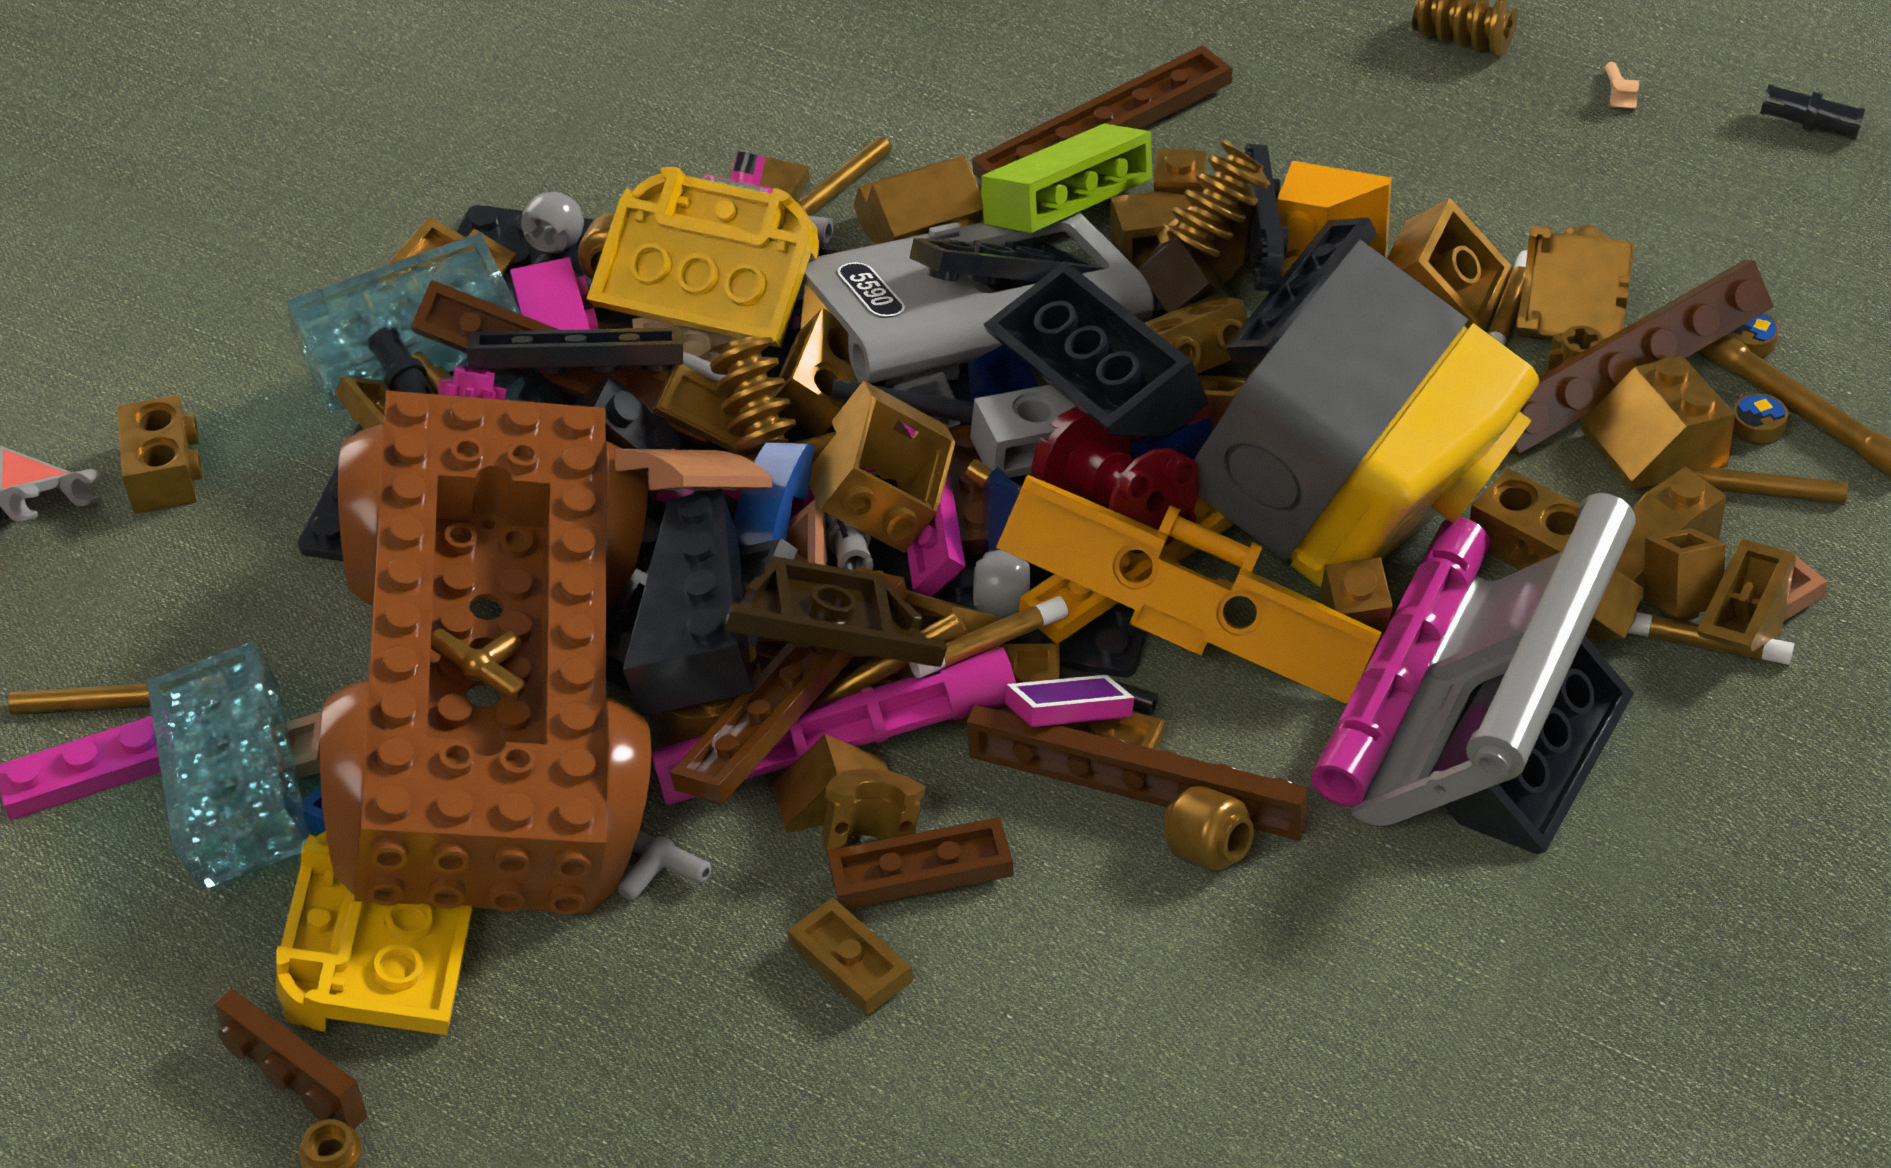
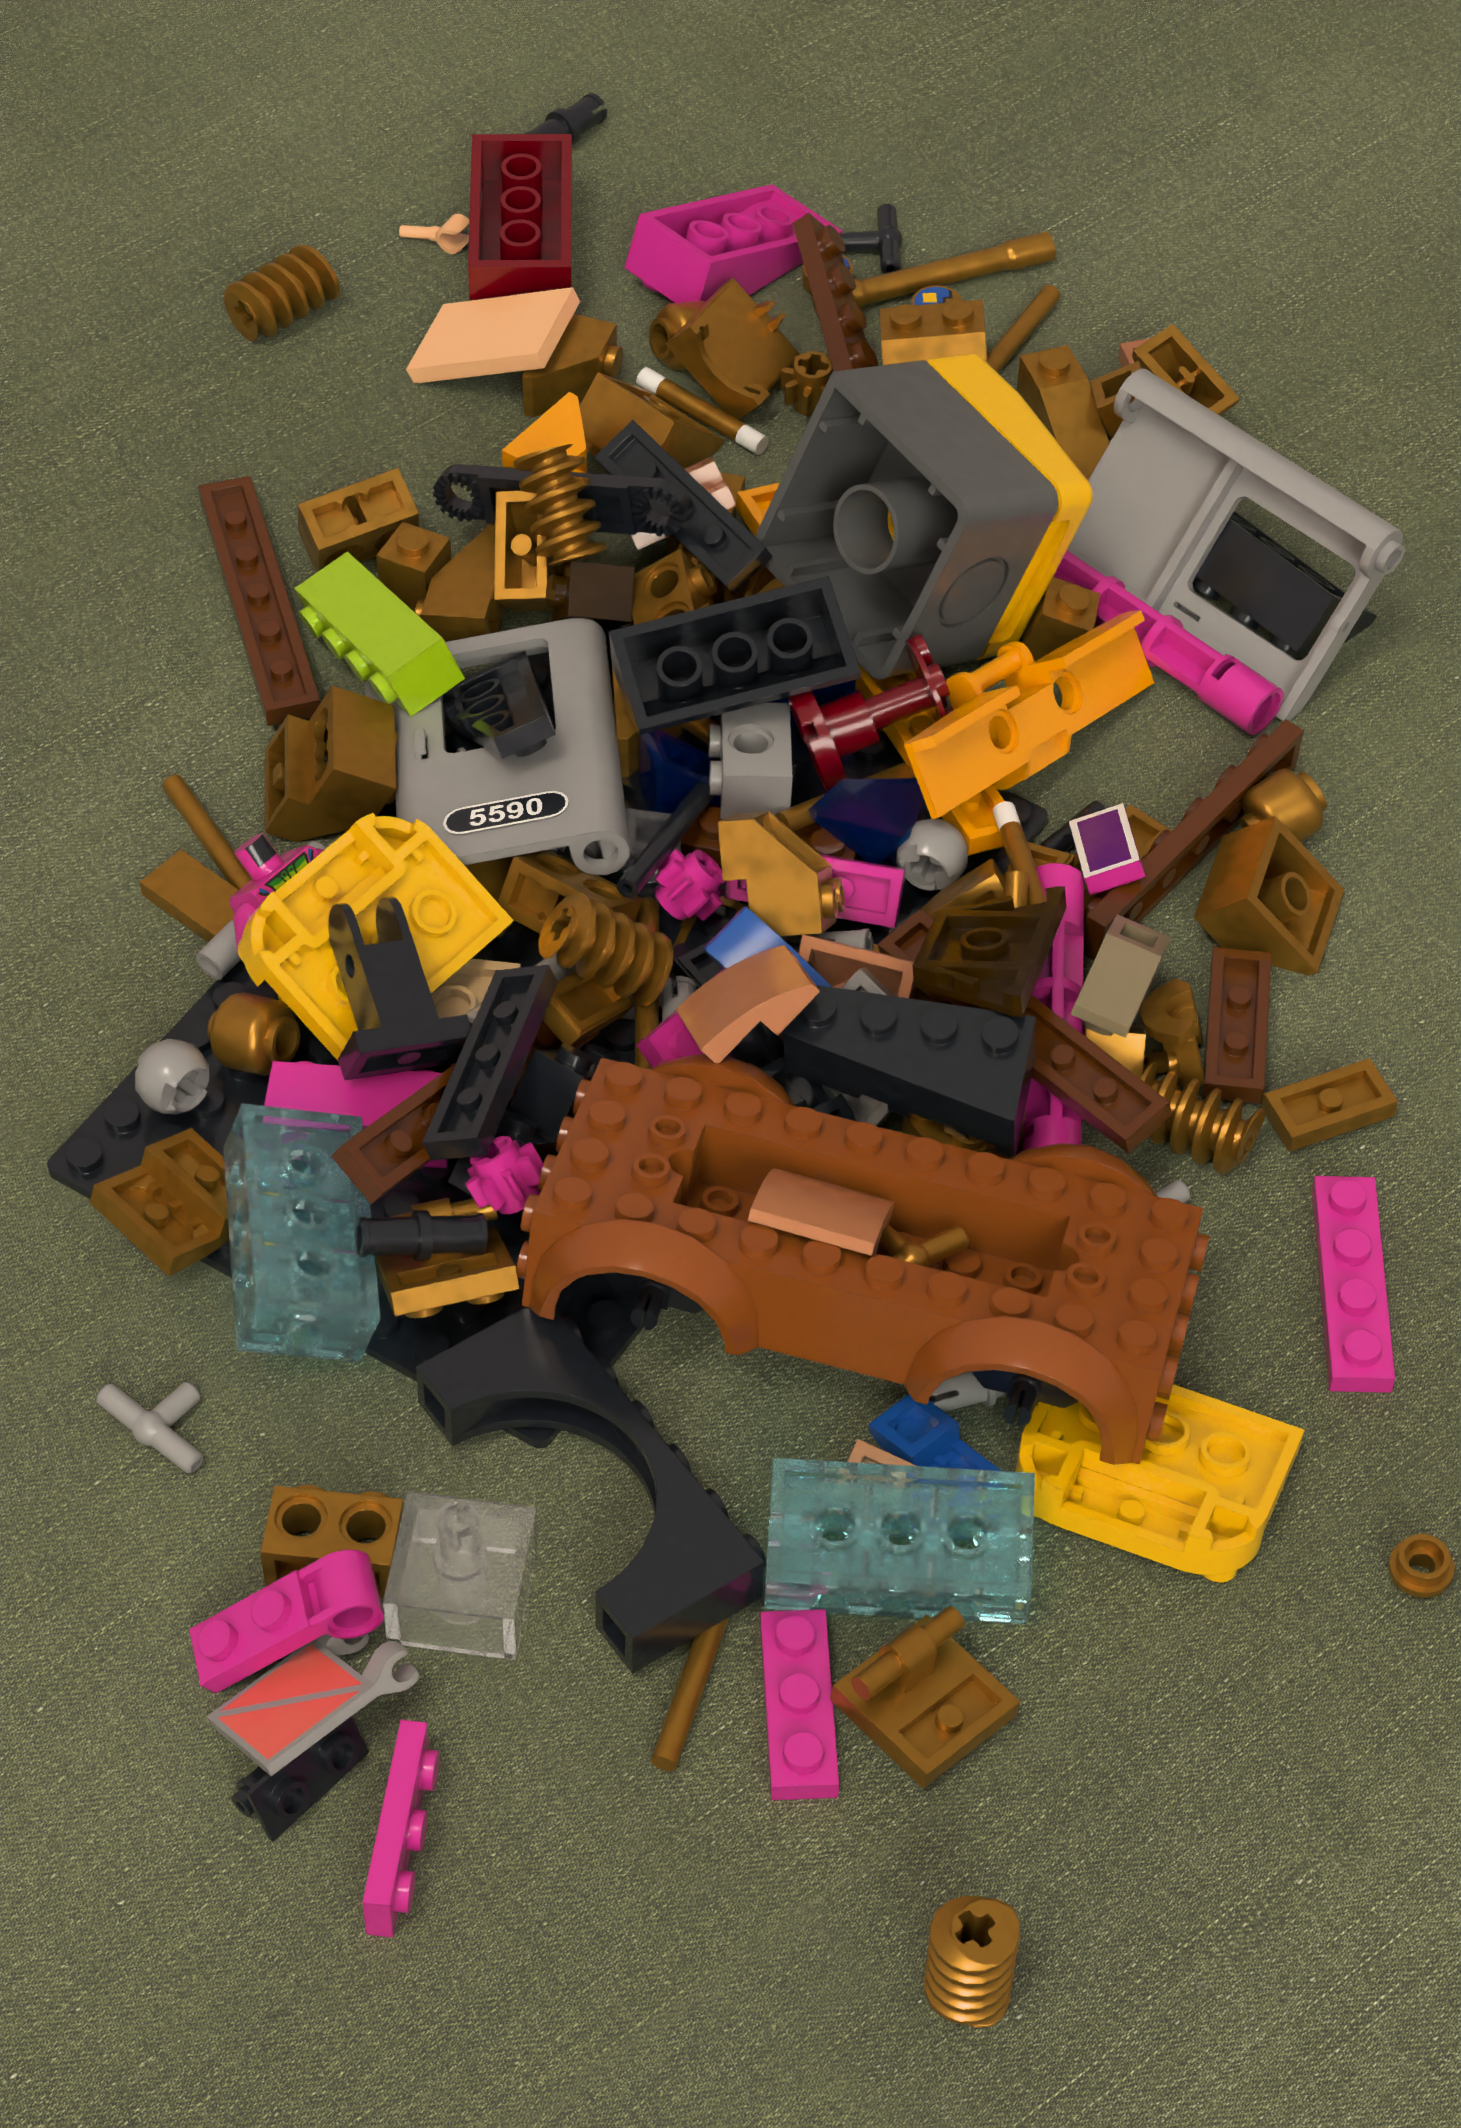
camera: 75 degrees left, 5 degrees up
(70, 443) = (323, 1598): none -> dark pink plate
(91, 832) = (925, 1698): none -> pearl gold plate
(139, 526) = (461, 1575): none -> clear brick
(153, 636) = (543, 1376): none -> black arch
(248, 333) = (153, 1426): none -> light grey piece
(288, 1060) = (1306, 1573): reddish brown plate -> none
(476, 574) = (821, 1211): none -> nougat slope
(629, 270) = (389, 998): none -> black piece
(648, 1028) = (1352, 1284): none -> dark pink plate
(778, 850) = (1203, 1124): none -> pearl gold piece
(902, 736) = (1120, 977): none -> dark tan slope
(1085, 851) = (1270, 897): none -> pearl gold slope
(1199, 124) = (355, 518): none -> pearl gold brick
(1488, 143) = (493, 335): none -> light nougat tile
(1497, 199) = (581, 353): none -> pearl gold slope
(1645, 115) = (520, 214): none -> dark red brick
(1702, 230) = (706, 242): none -> dark pink slope
(1824, 355) = (885, 240): none -> black piece

